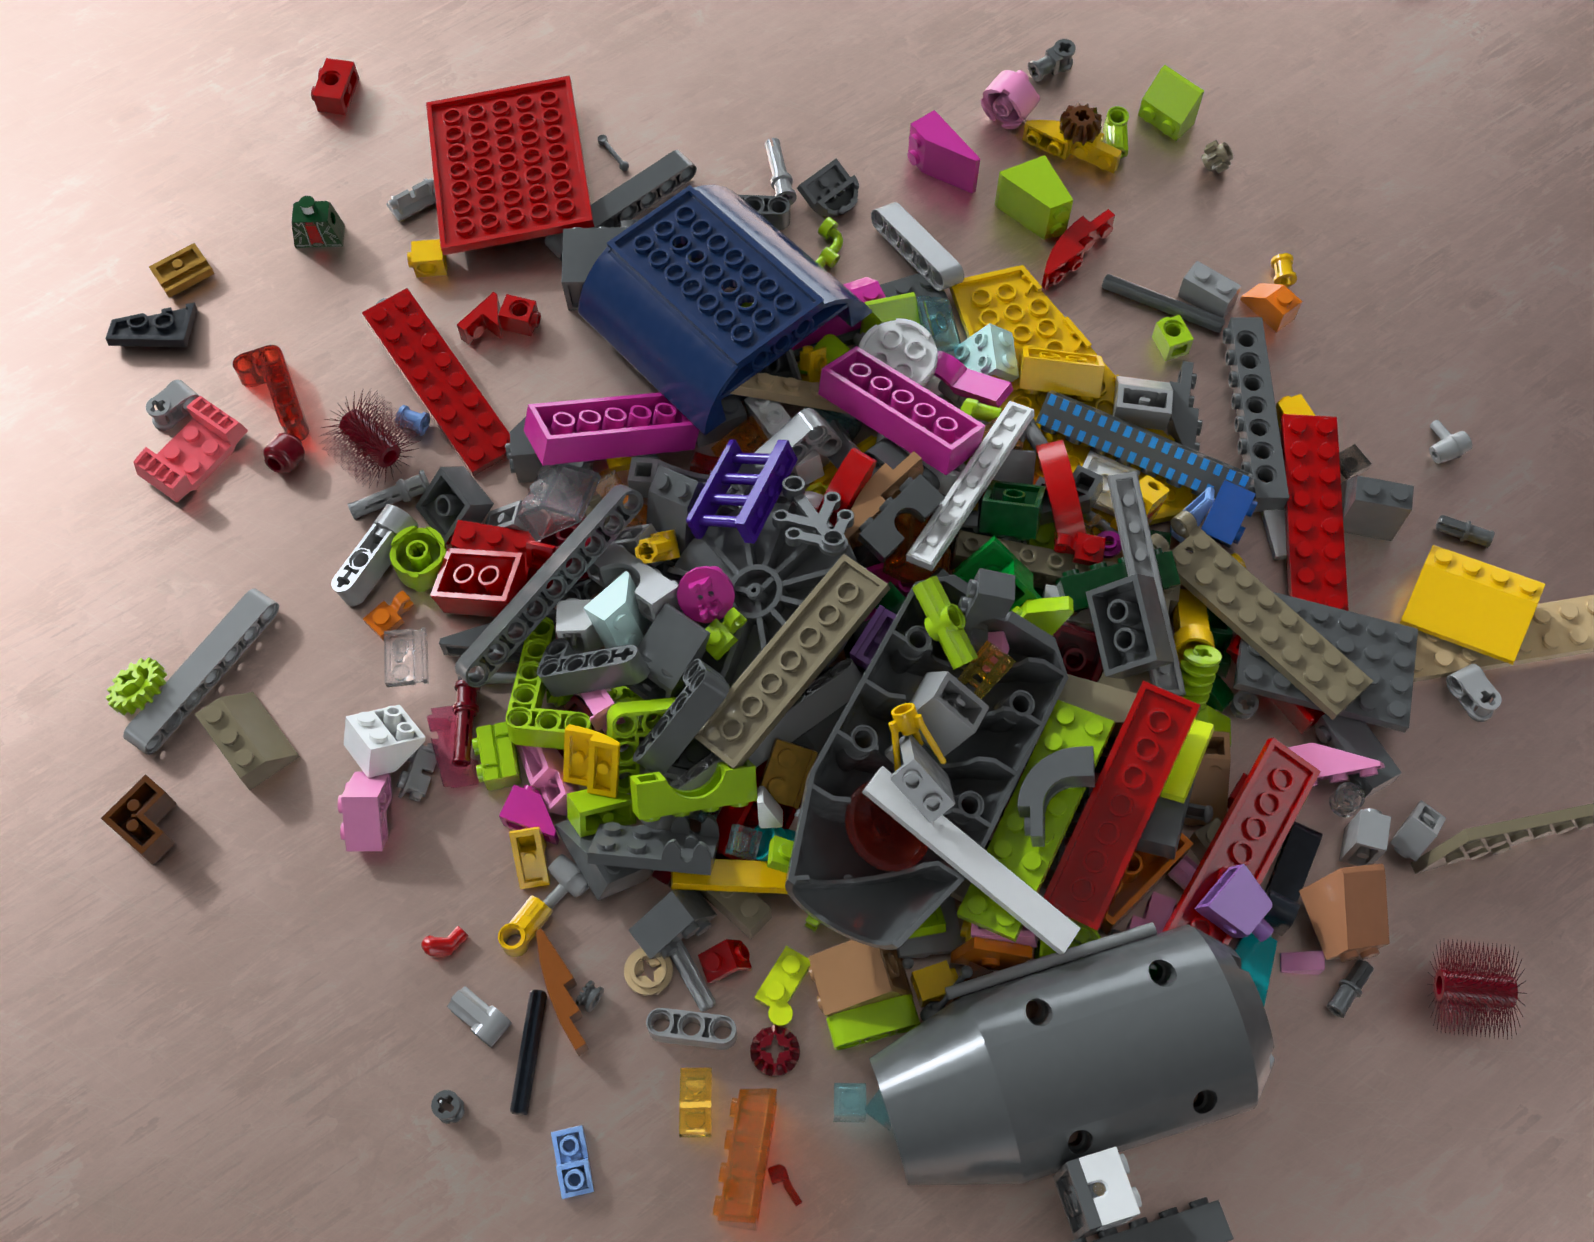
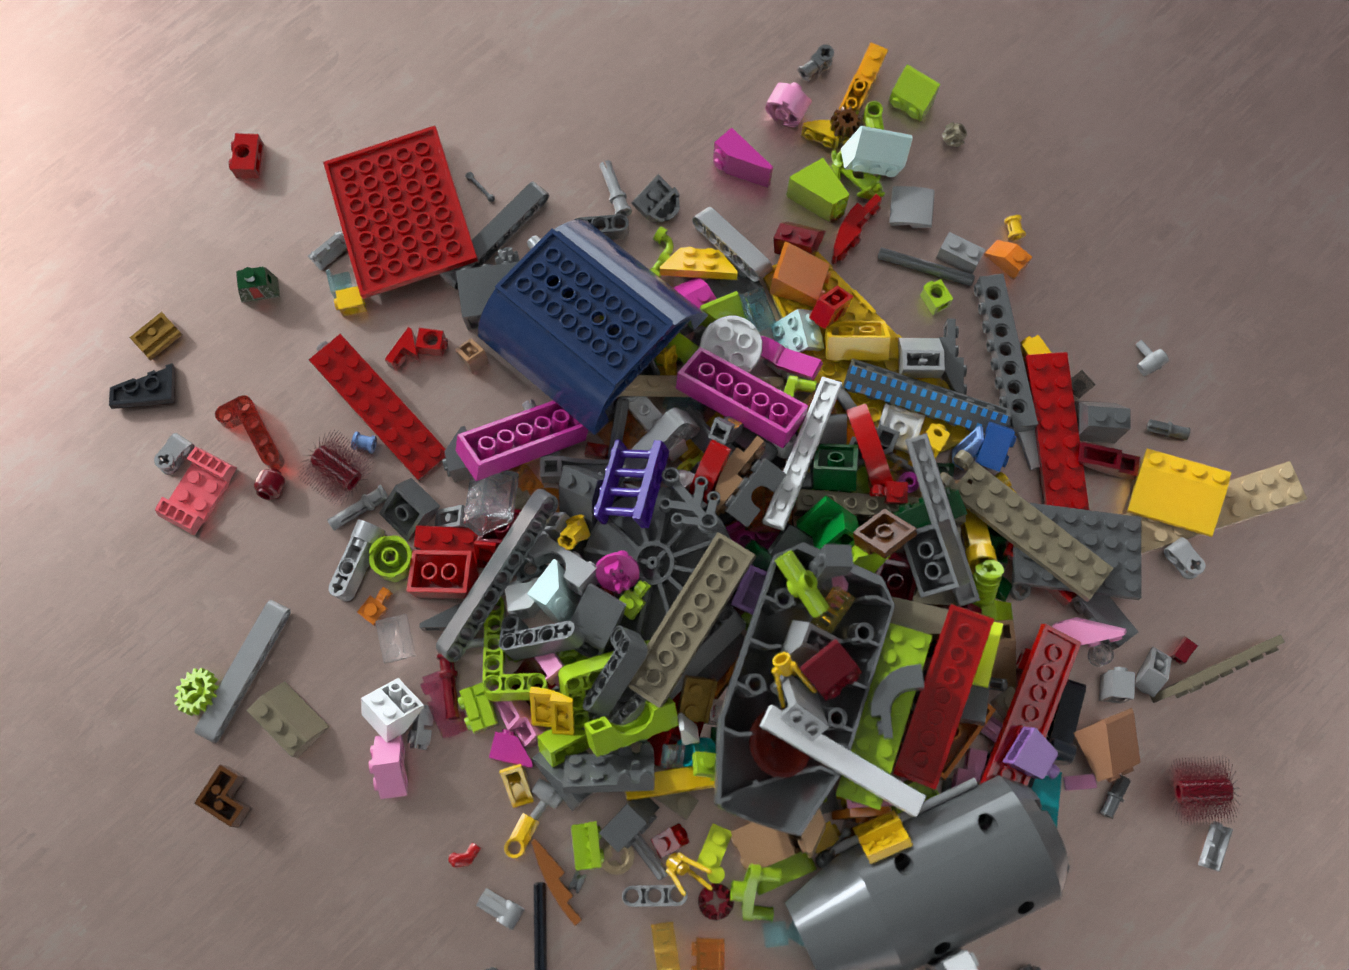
camera: 10 degrees left, 10 degrees up
(416, 234) = (338, 281): none -> clear light blue panel
(569, 338) = (472, 355): none -> medium nougat slope
(609, 950) = (586, 846): none -> lime bracket
(730, 992) = (678, 865): none -> yellow plant
(743, 422) = (618, 423): none -> dark grey axle
(816, 1037) = (745, 892): none -> lime connector
(871, 263) = (699, 264): none -> yellow wing
(874, 441) = (725, 430): none -> dark grey leg
(918, 963) = (812, 834): none -> light nougat slope
(969, 735) = (831, 670): none -> dark red slope
(996, 288) = (799, 276): none -> orange slope
(1000, 251) = (801, 236): none -> dark red slope
(1014, 978) = (882, 836): none -> yellow slope
(1032, 326) = (831, 307): none -> red brick
(1063, 585) = (883, 534): none -> reddish brown plate
(1078, 174) = (869, 184): none -> lime piece
(1113, 80) = (864, 77): none -> light orange slope
(1115, 158) = (876, 151): none -> light aqua slope
(1153, 231) = (912, 206): none -> light grey slope
(1380, 556) = (1109, 460): none -> dark red slope
(1463, 809) = (1183, 651): none -> dark red piece
(1487, 1073) = (1215, 846): none -> light grey hinge

